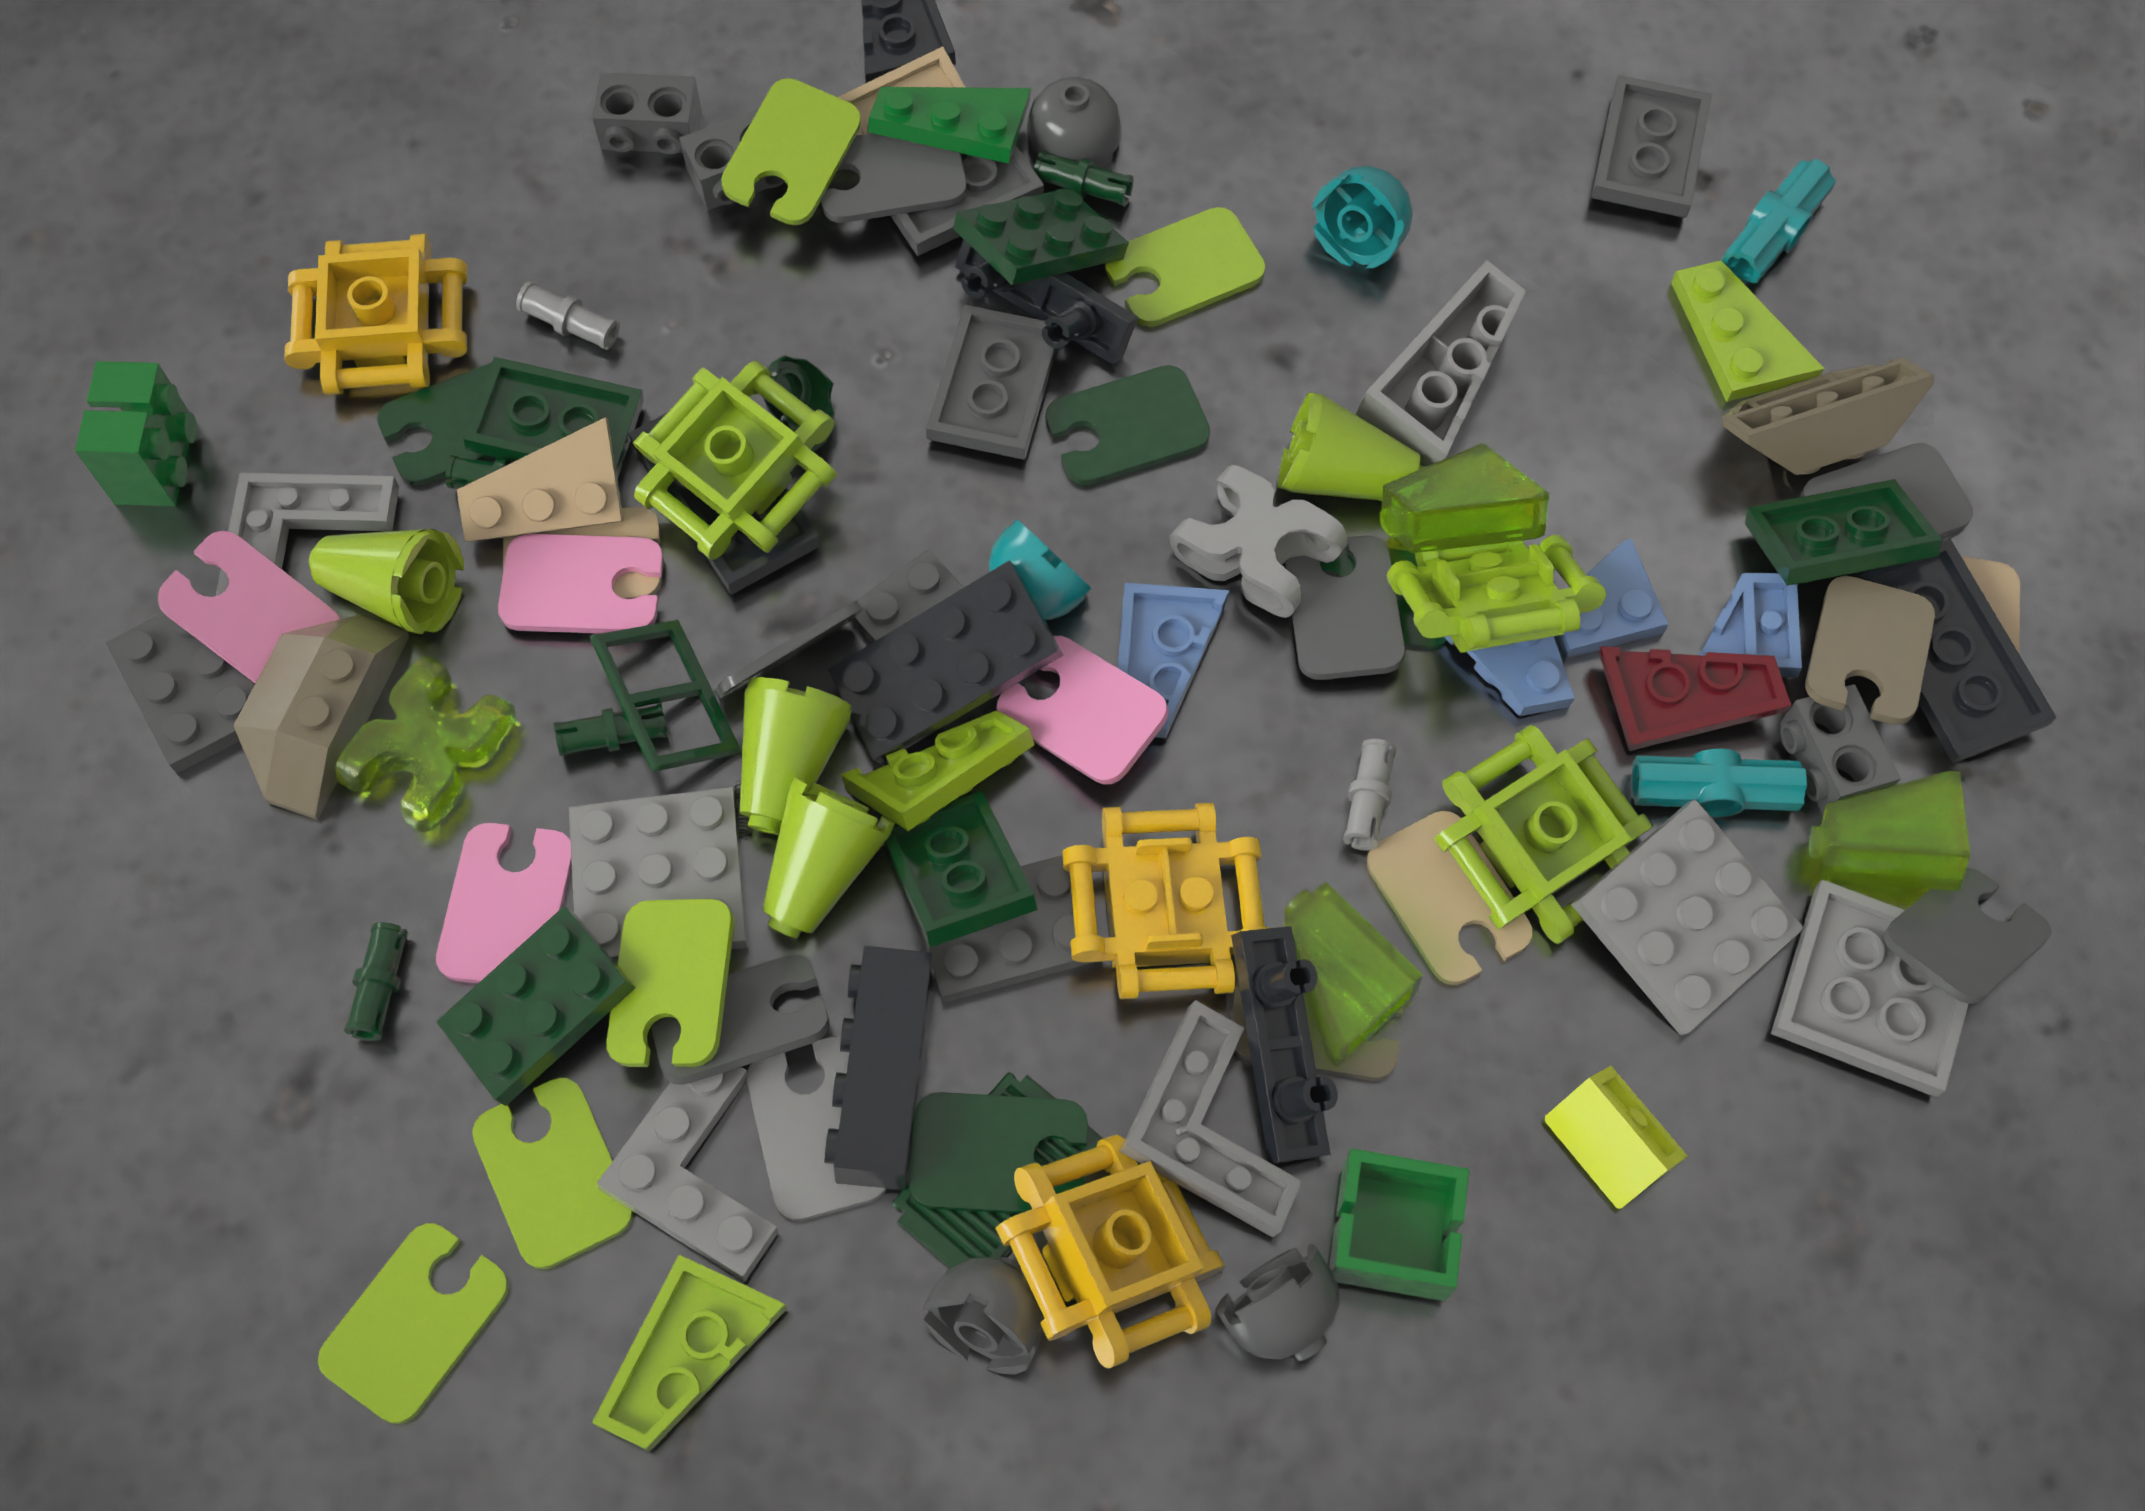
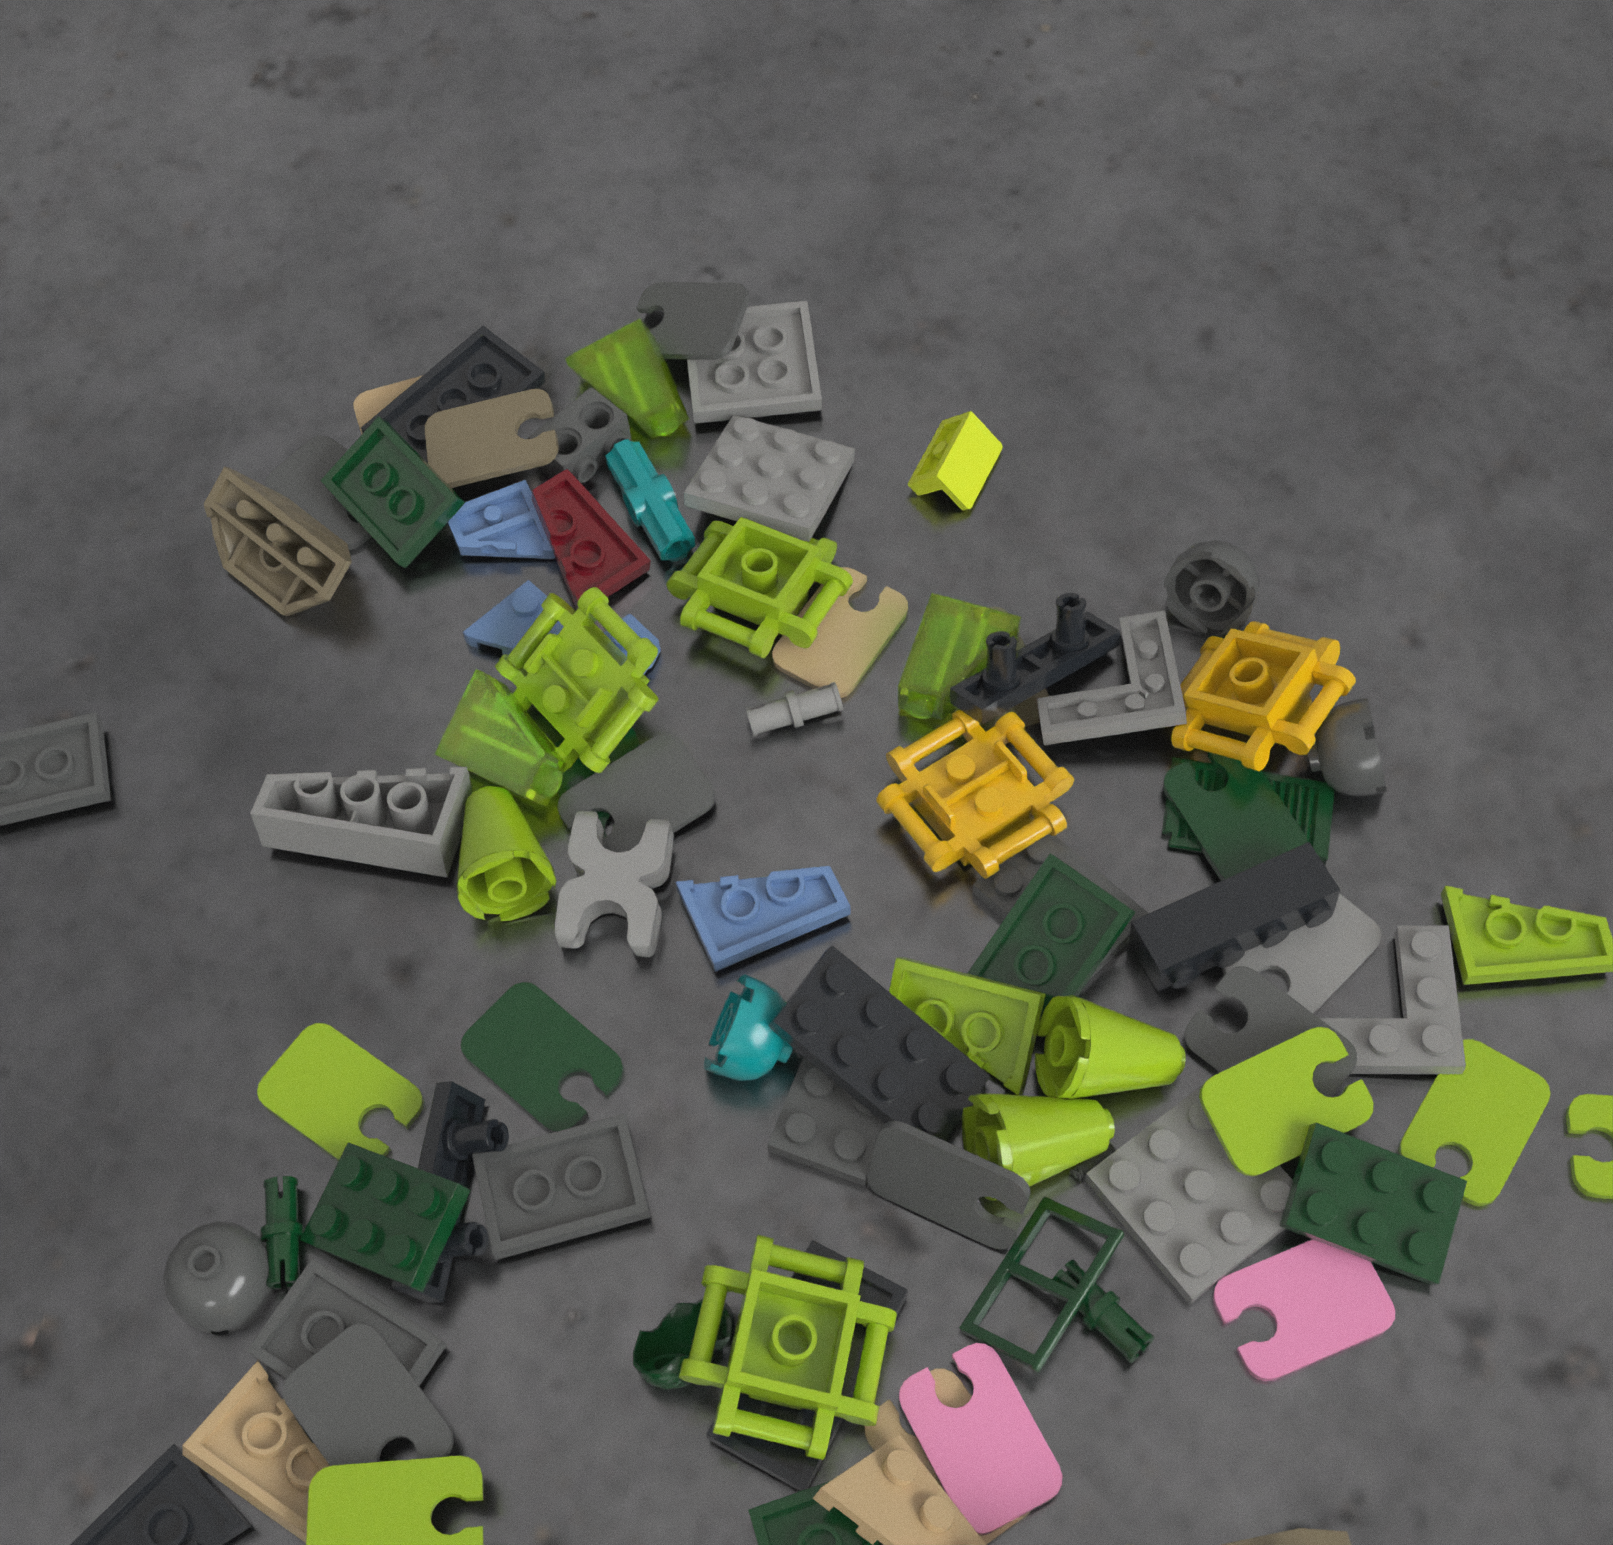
camera: 115 degrees left, 5 degrees down
(376, 981) = (1444, 1358): dark green pin -> none
(425, 744) = (1221, 1467): clear neon green piece -> none
(953, 118) = (275, 1380): green wing -> none
(1095, 718) = (857, 913): bright pink piece -> none
(1362, 216) = (225, 952): teal cylinder -> none
(1395, 1224) = (1123, 549): green piece -> none
(1739, 335) = (212, 640): lime wing -> none
(1779, 220) = (82, 648): teal piece -> none

